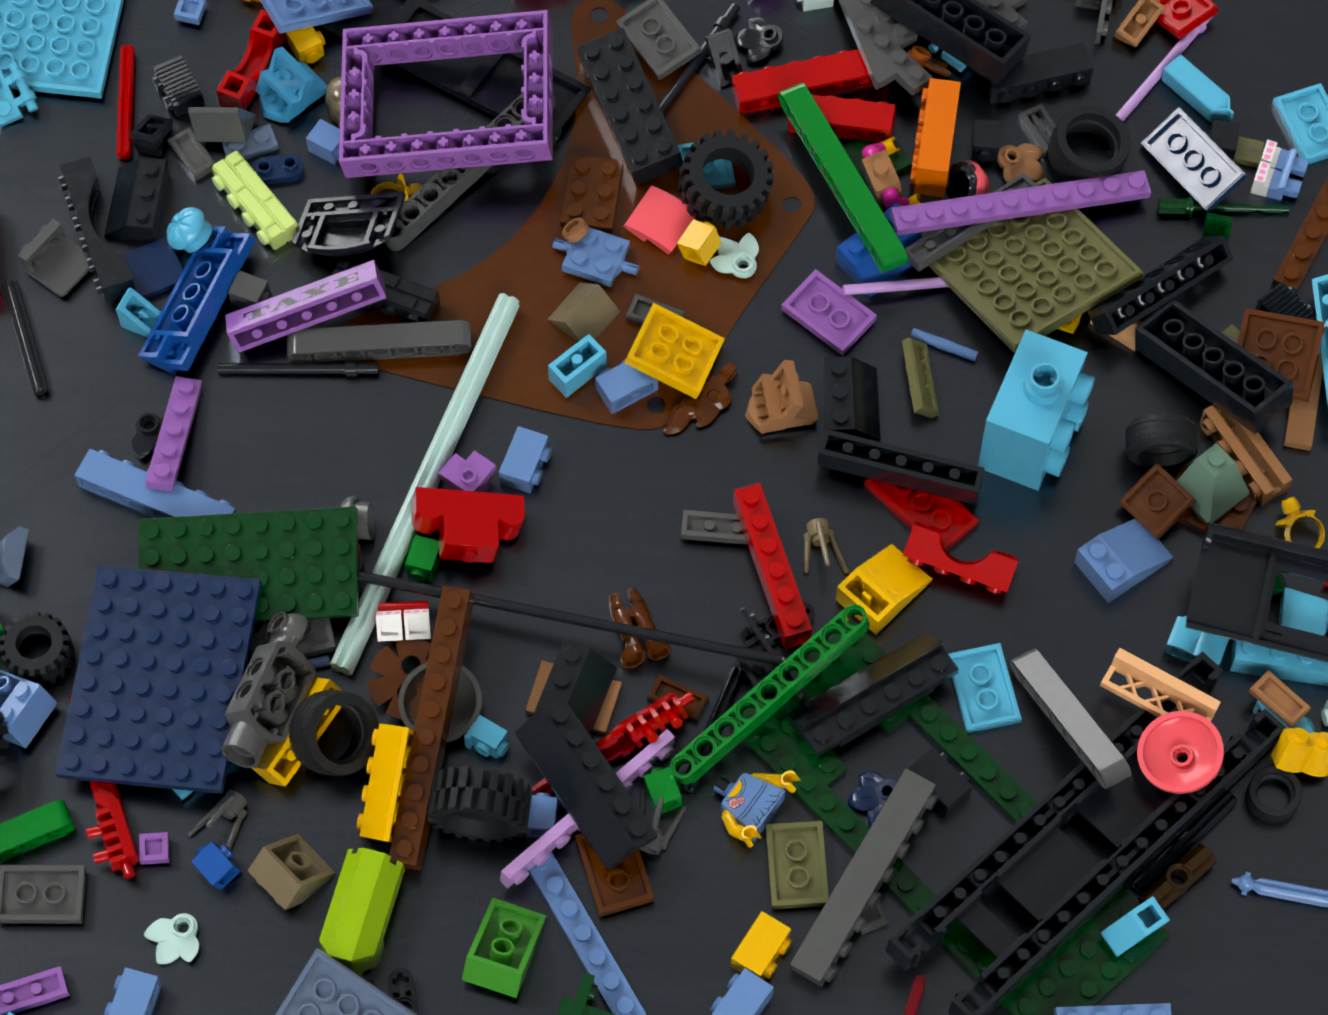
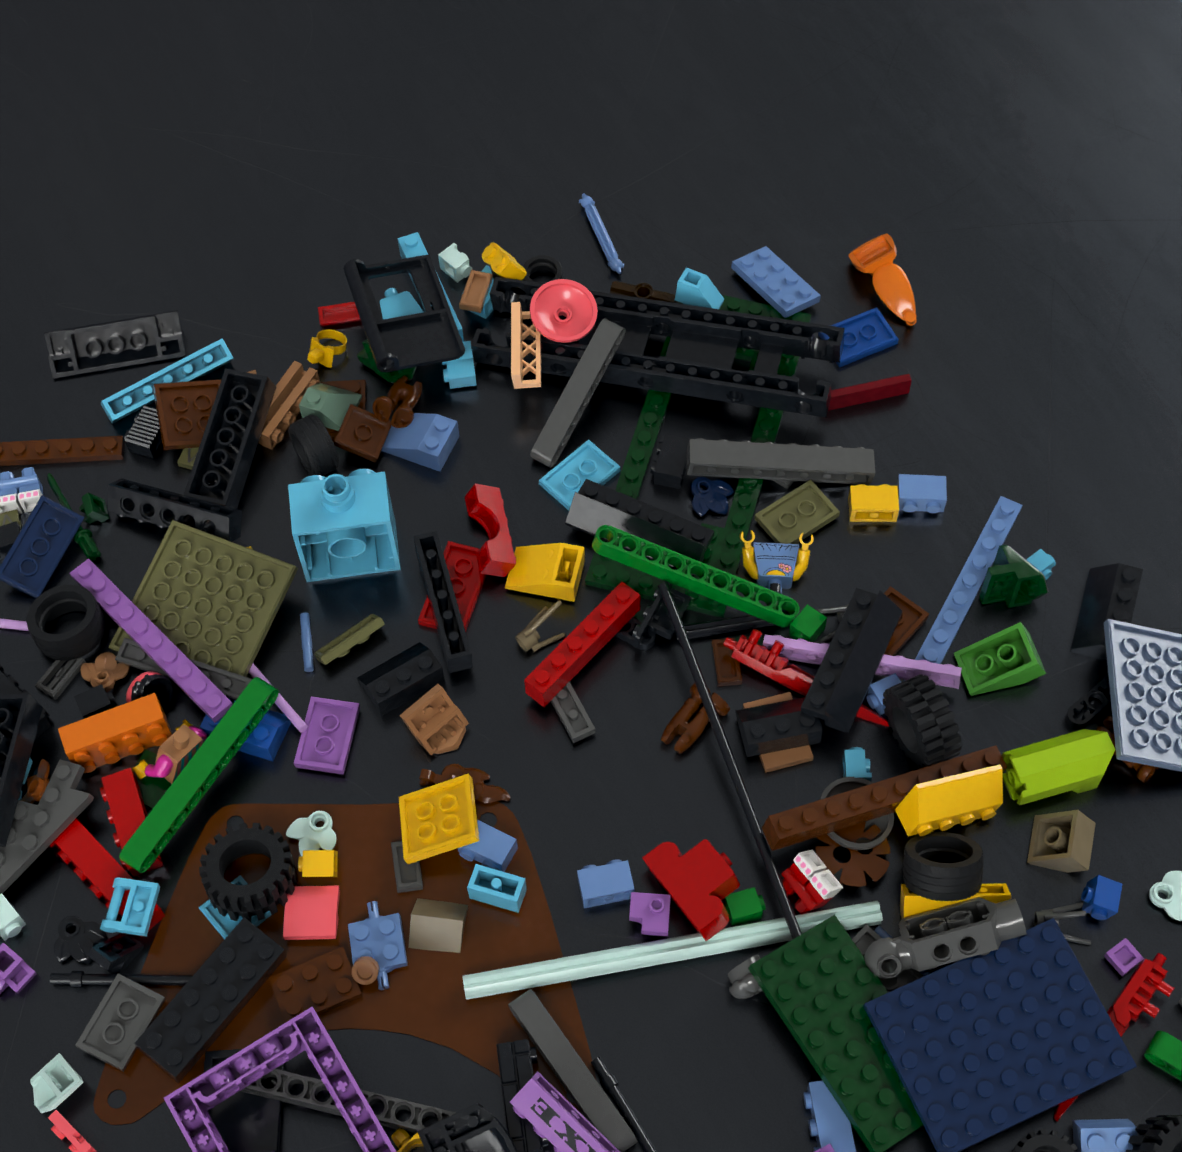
camera: 120 degrees left, 5 degrees down
(748, 82) = (138, 907): none -> medium azure plate
(1177, 571) = (404, 415): none -> reddish brown piece

